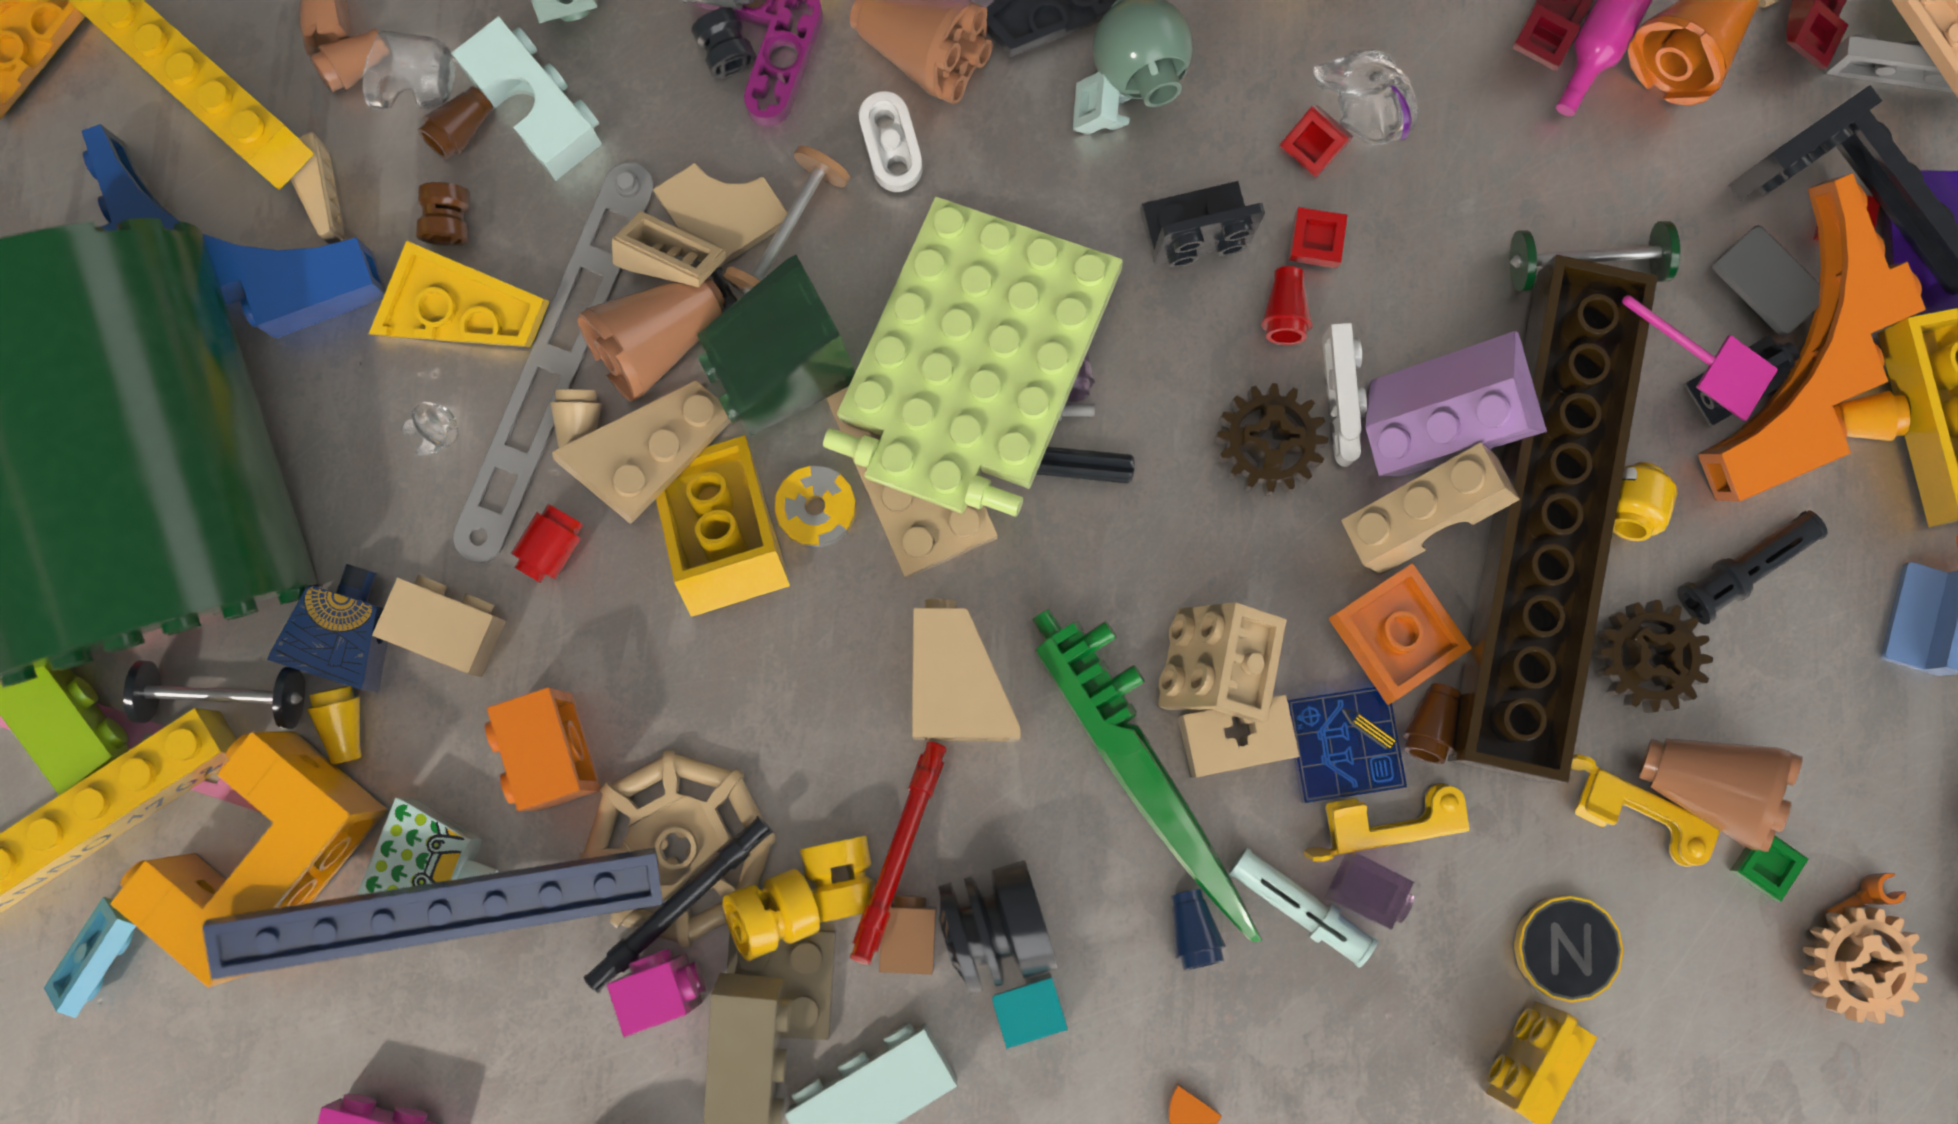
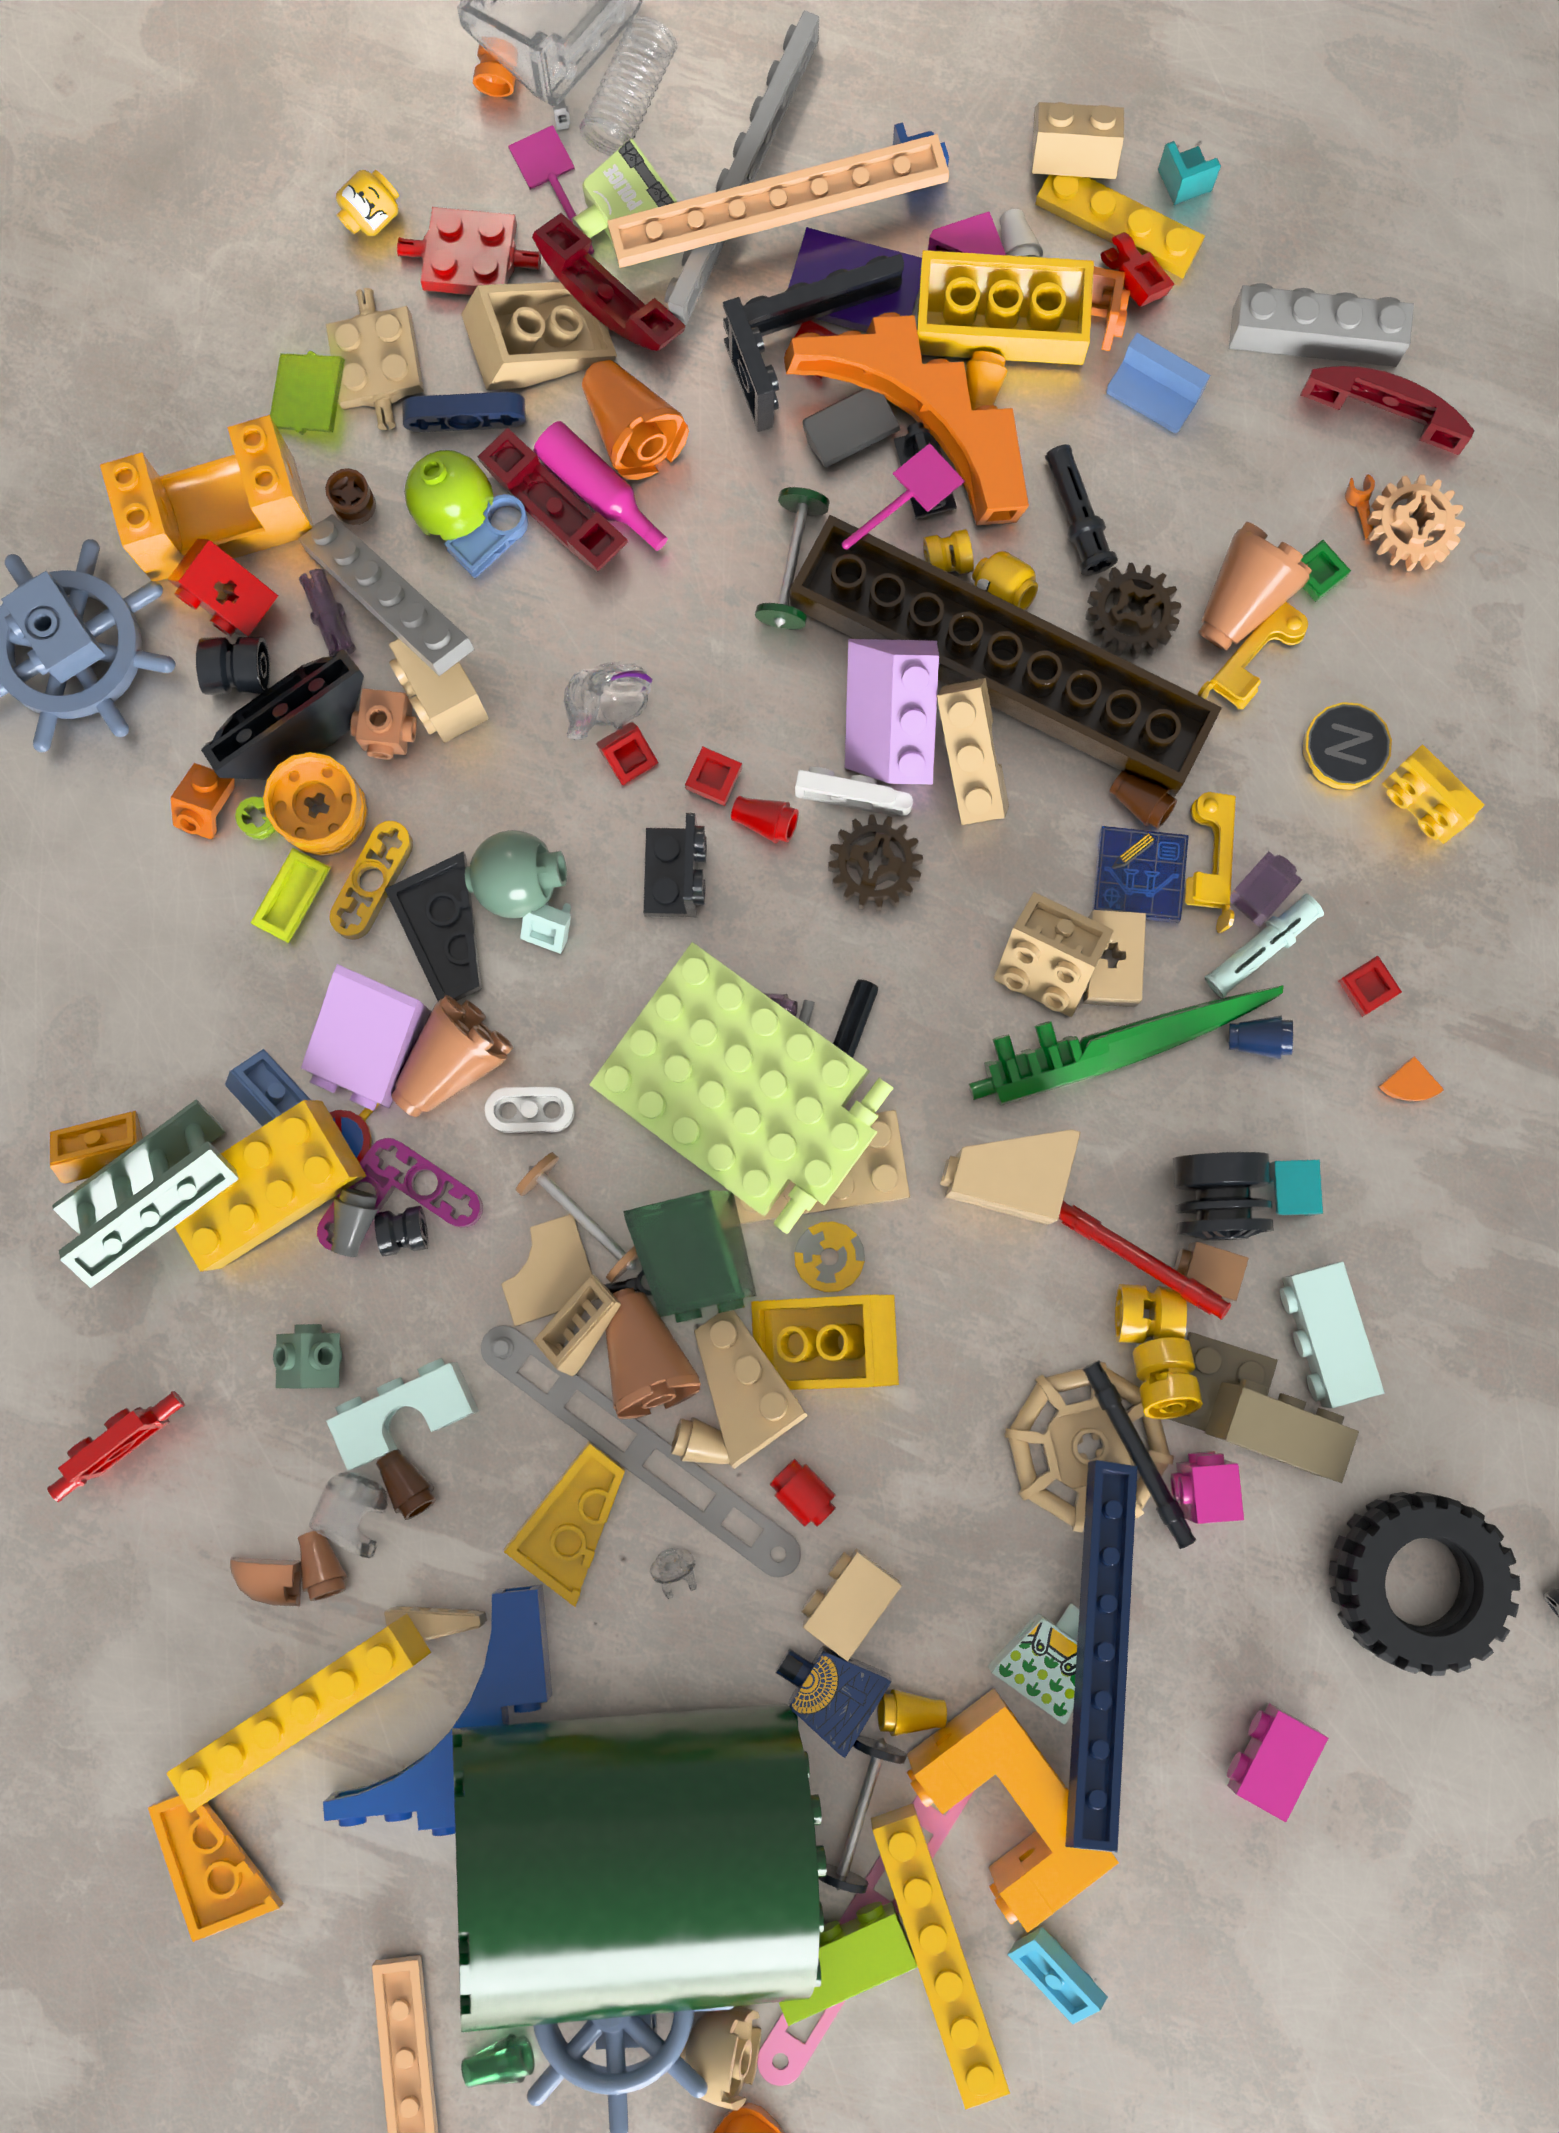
camera: 70 degrees left, 0 degrees up
(443, 214) = (486, 1515): reddish brown wheel -> none
(541, 750) = (985, 1536): orange brick -> none
(1291, 1044) = (1370, 986): none -> red tile
(1400, 633) = (1064, 804): orange plate -> none
(1650, 417) = (954, 548): none -> yellow wheel

